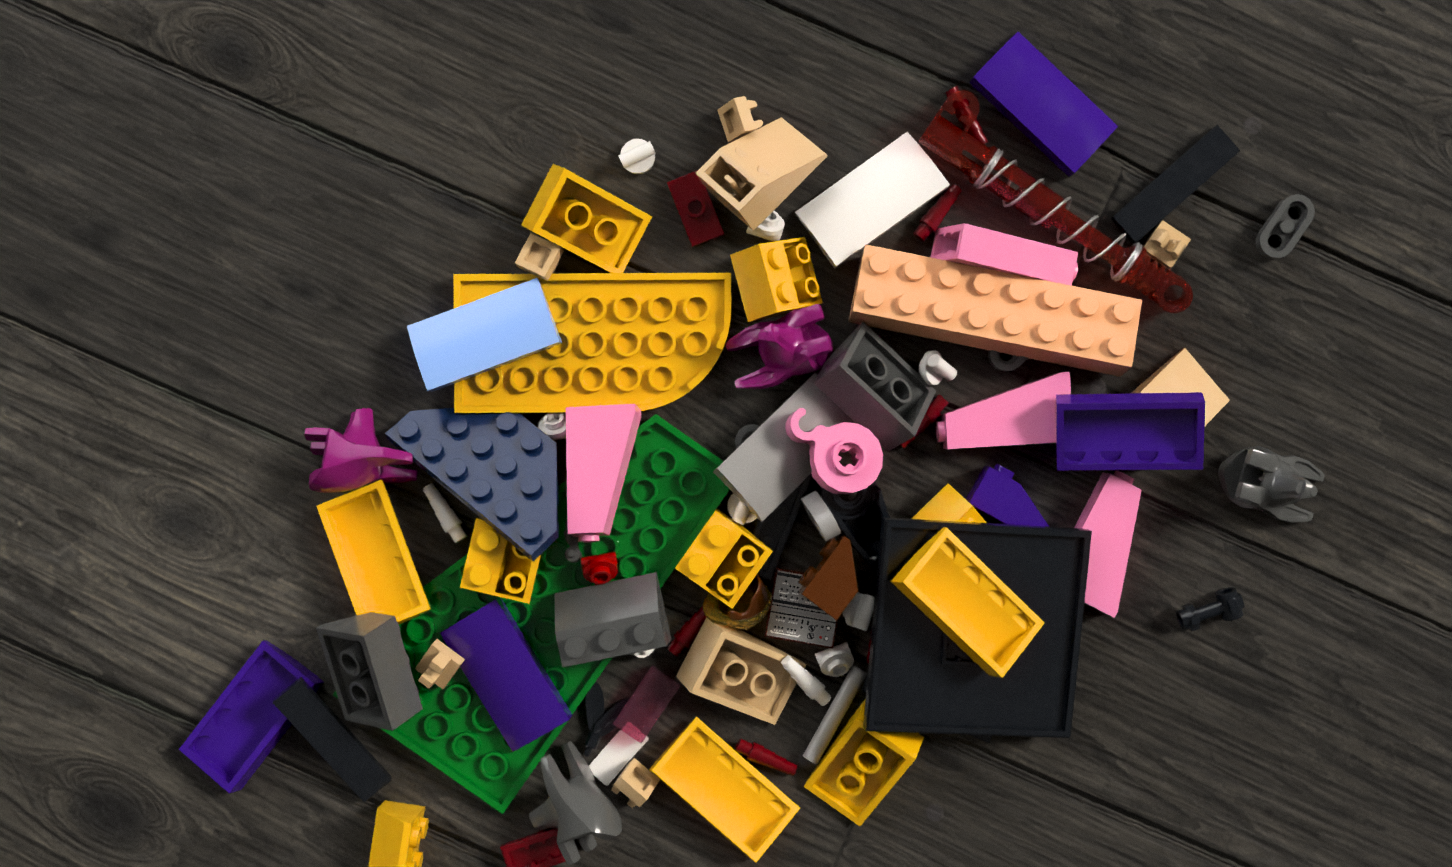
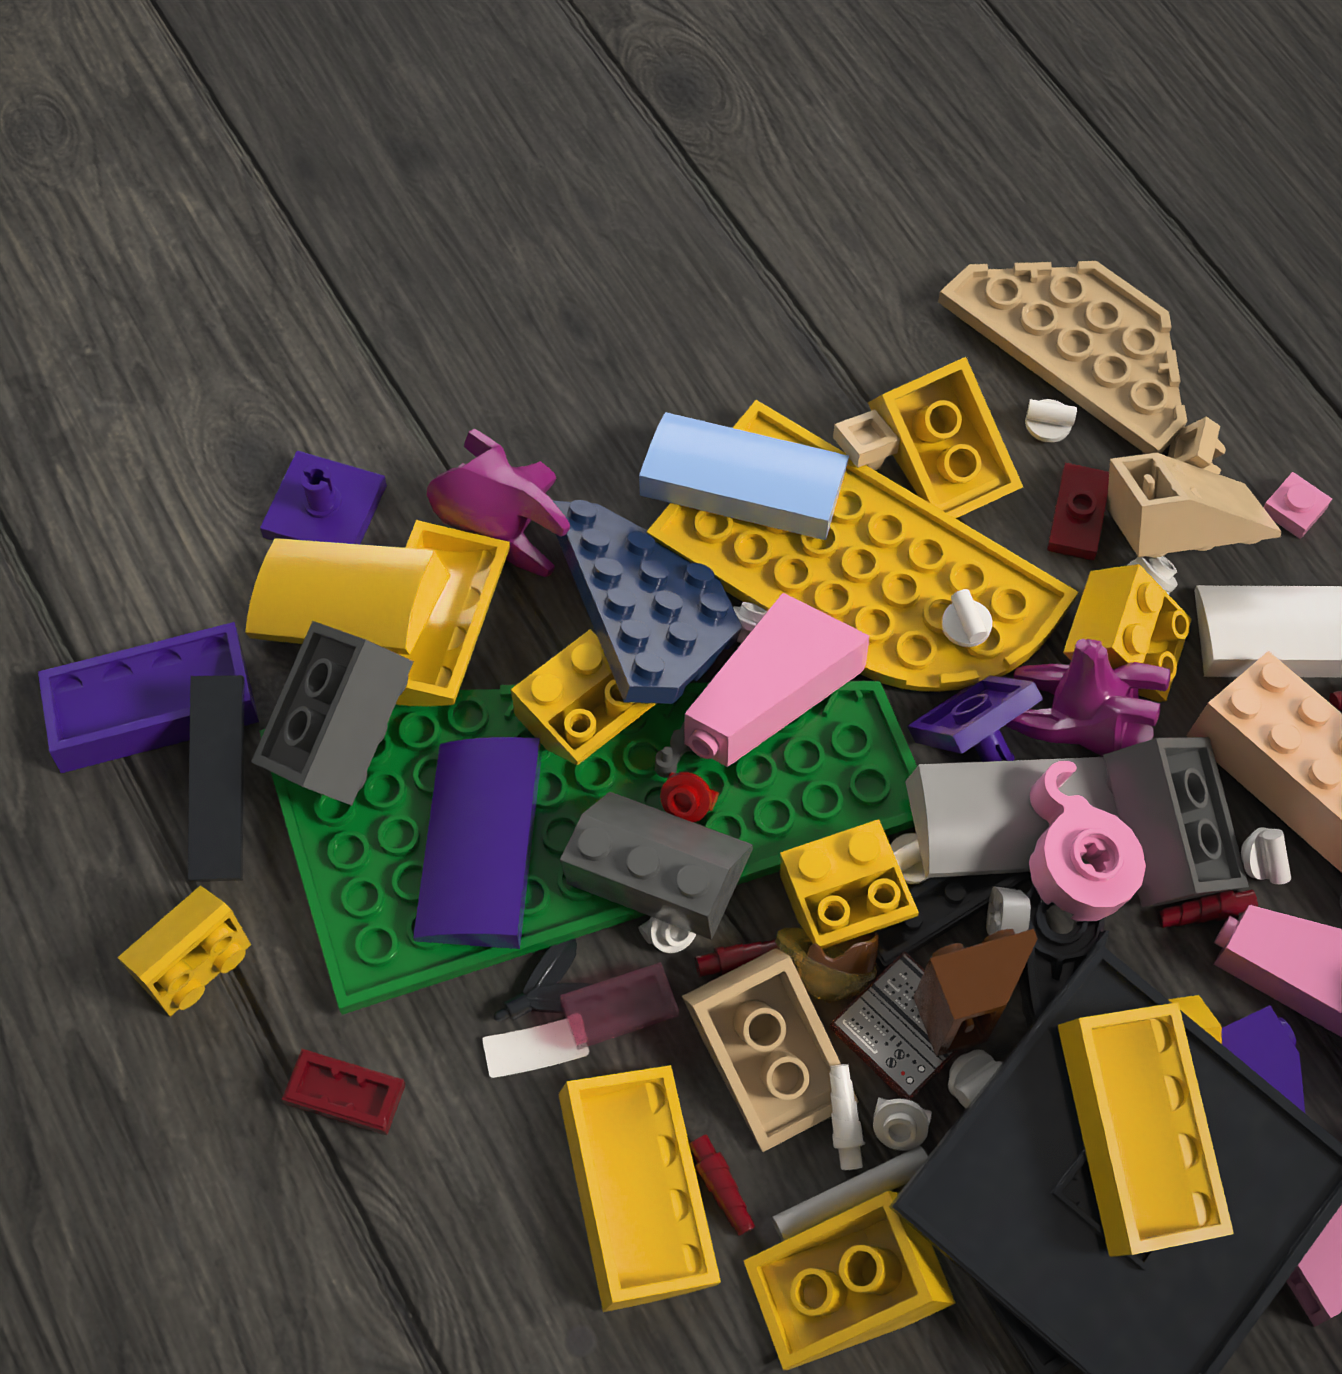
camera: 40 degrees right, 25 degrees down
(250, 526) = (323, 502): none -> dark purple tile
(316, 589) = (349, 587): none -> yellow slope
(438, 665) = (411, 774): tan tile -> none
(446, 515) = (548, 629): white animal -> none
(575, 806) = (434, 1057): dark grey piece -> none
(620, 78) = (1084, 337): none -> tan plate
(635, 783) = (532, 1092): tan tile -> none
(681, 344) = (966, 621): none -> white plate
(725, 402) = (976, 716): none -> dark purple tile
(820, 111) = (1296, 505): none -> bright pink plate

